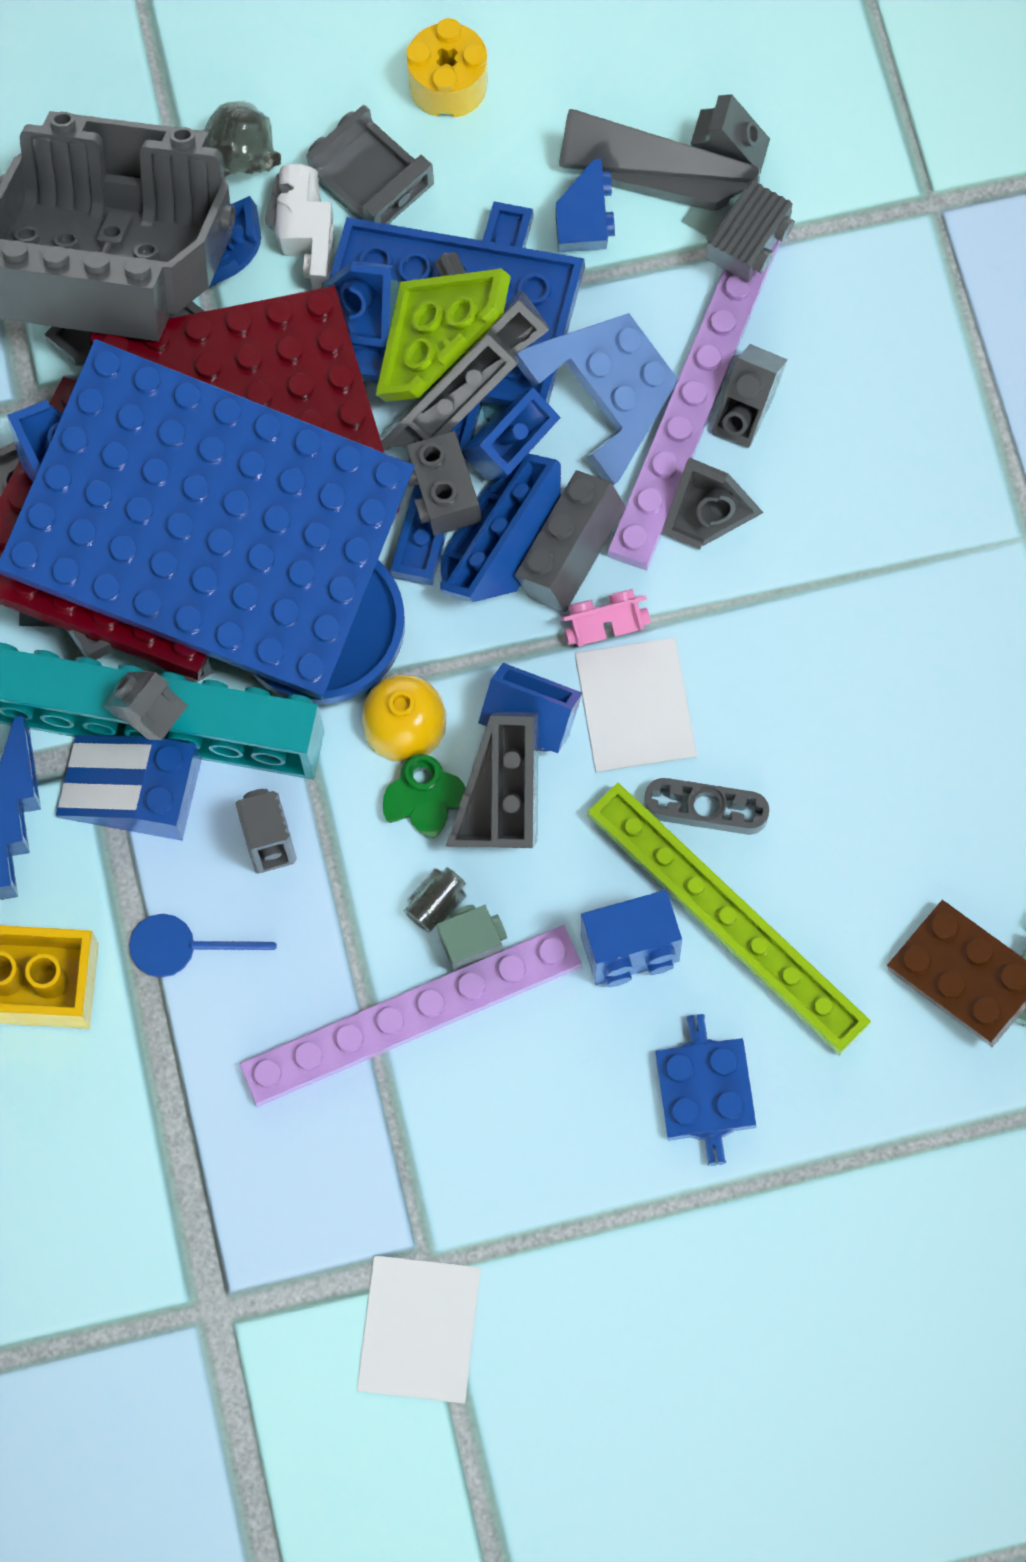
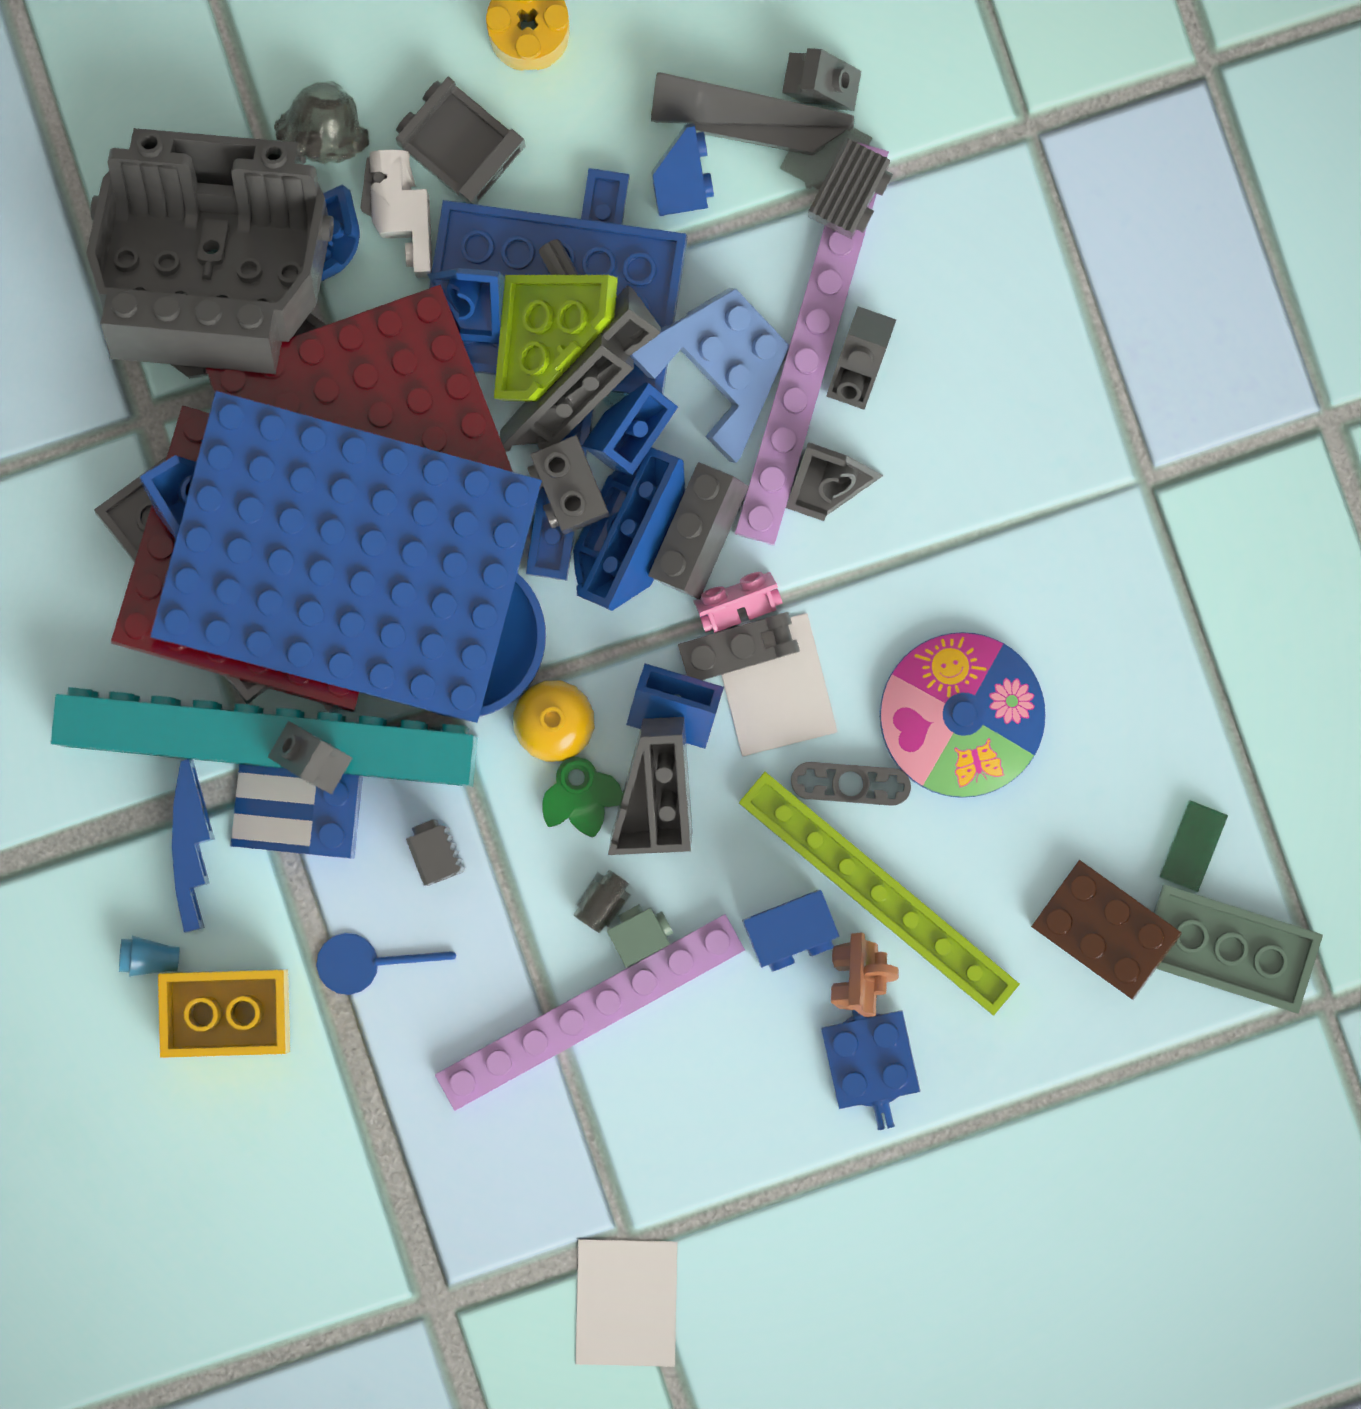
camera: 10 degrees left, 15 degrees up
(603, 661) = (737, 648): none -> dark grey plate
(709, 995) = (867, 975): none -> nougat hips
(828, 748) = (962, 715): none -> dish

